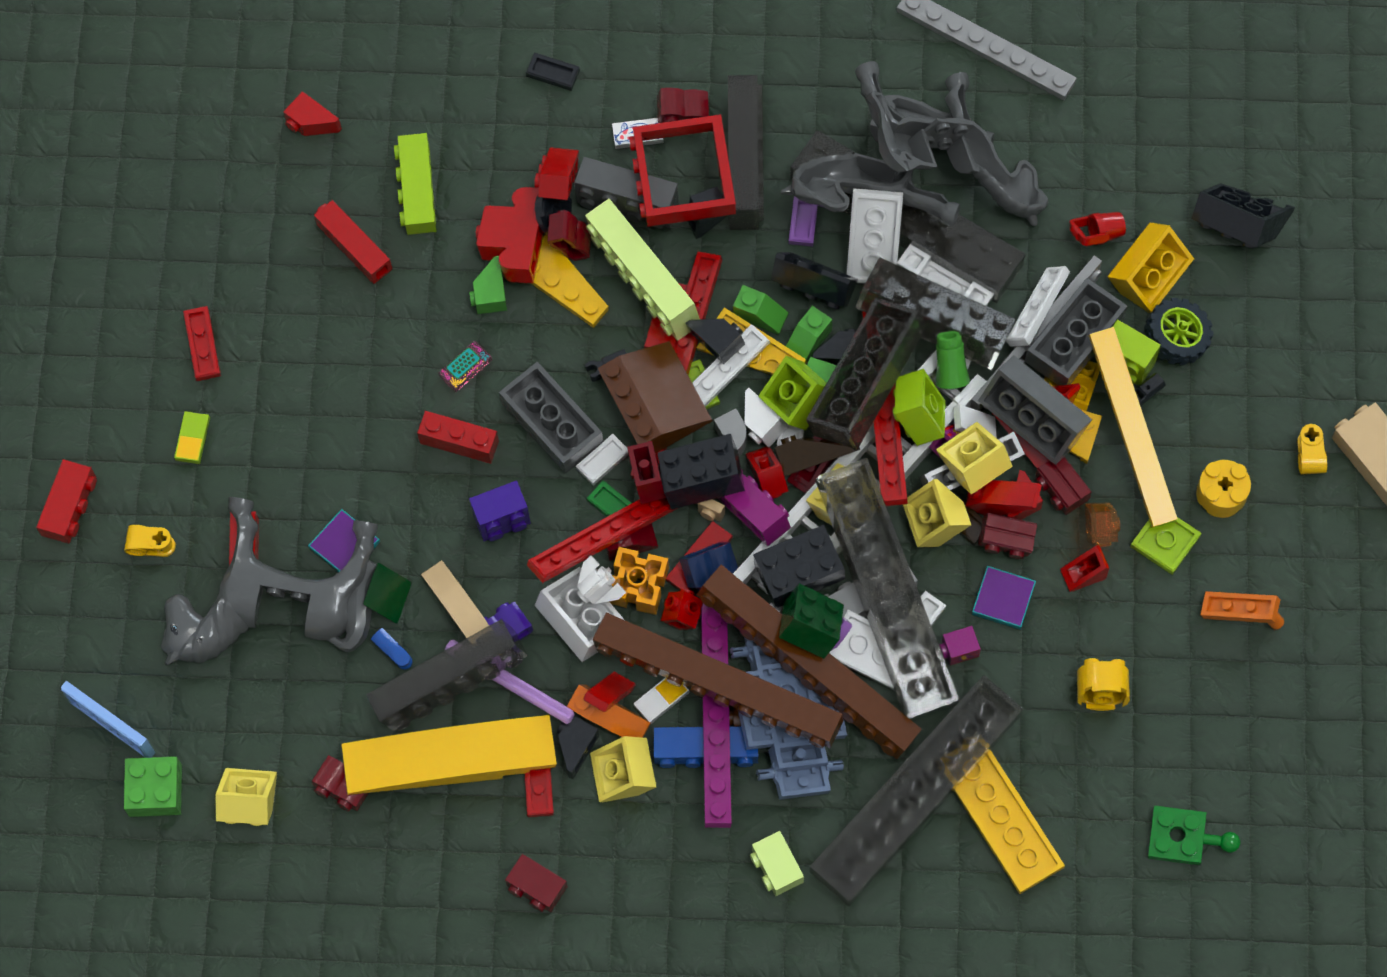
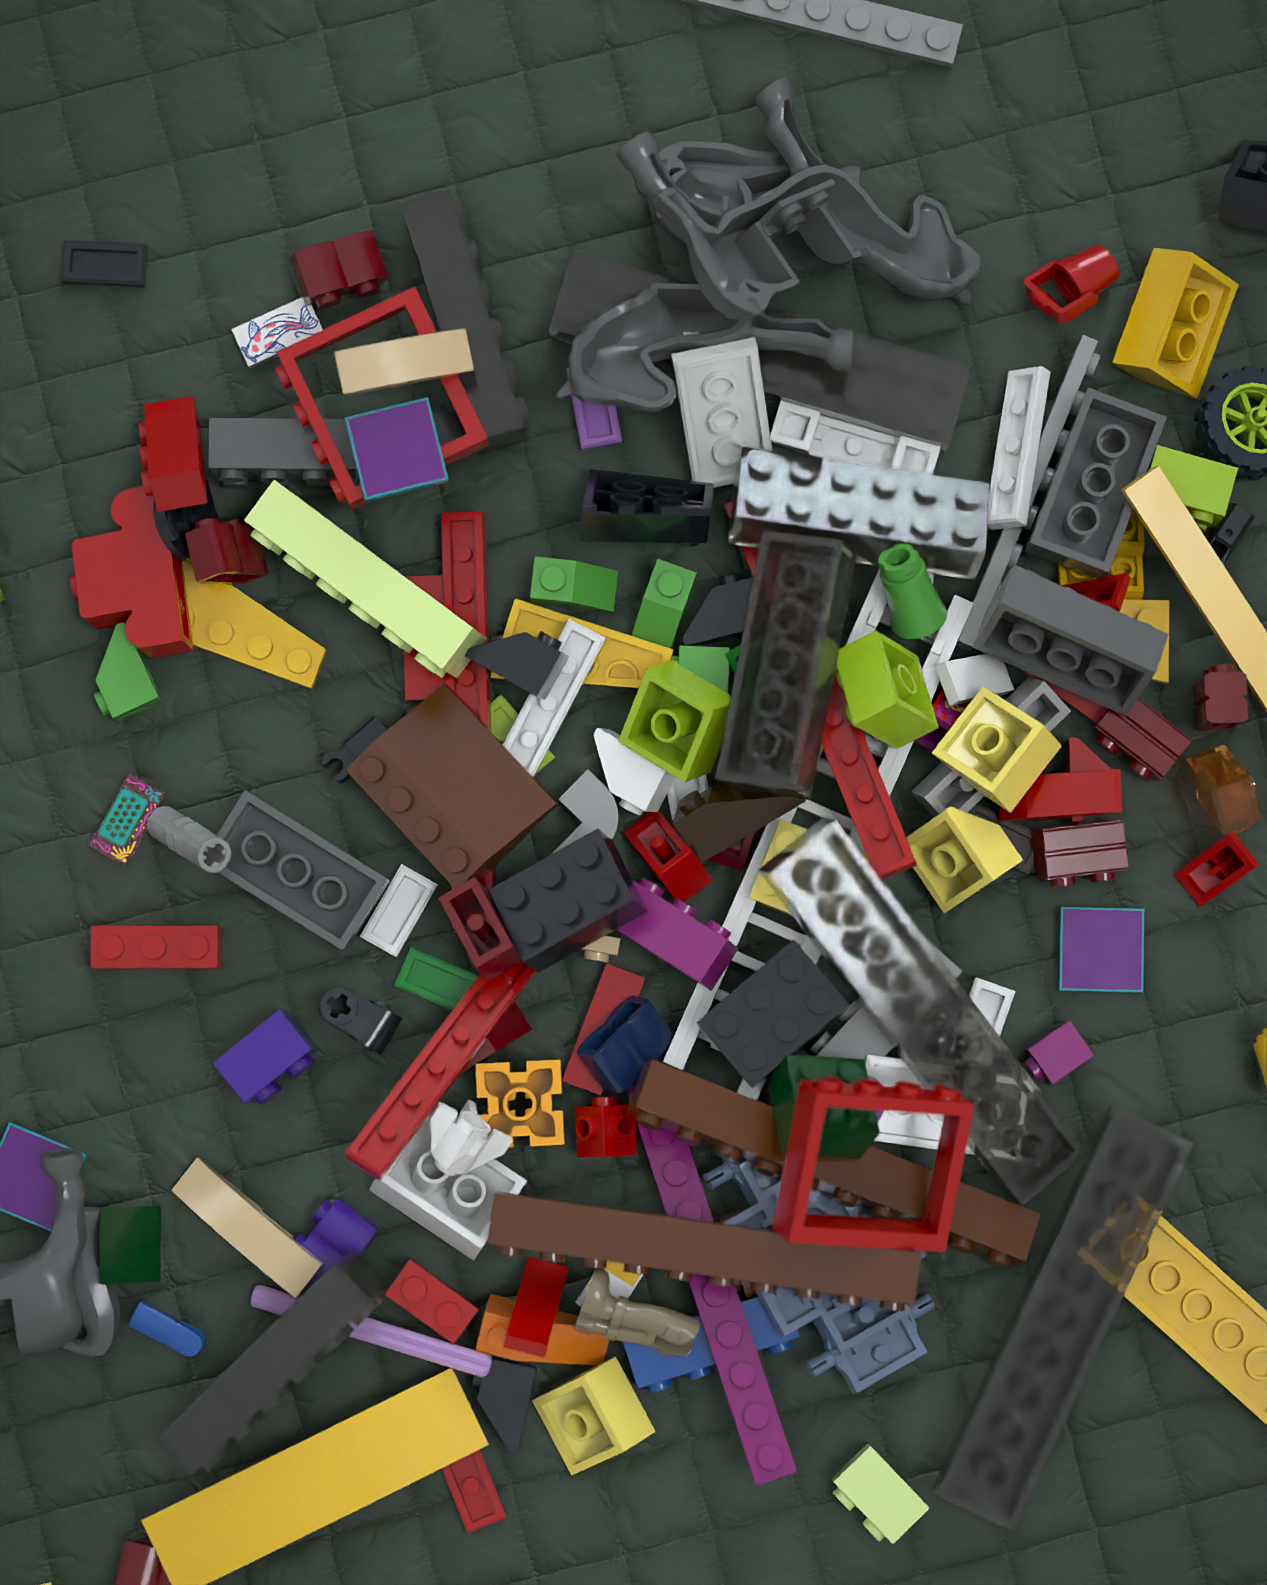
camera: 20 degrees left, 15 degrees up
(496, 378) = (189, 839): none -> light grey axle
(550, 675) = (432, 1300): none -> red brick
(563, 511) = (365, 1023): none -> black piece
(663, 714) = (633, 1322): none -> dark tan piece
(682, 194) = (396, 449): none -> dark purple tile
(701, 148) = (404, 361): none -> tan slope
(788, 633) = (804, 1140): none -> red window
(1114, 474) = (1220, 699): none -> dark red brick

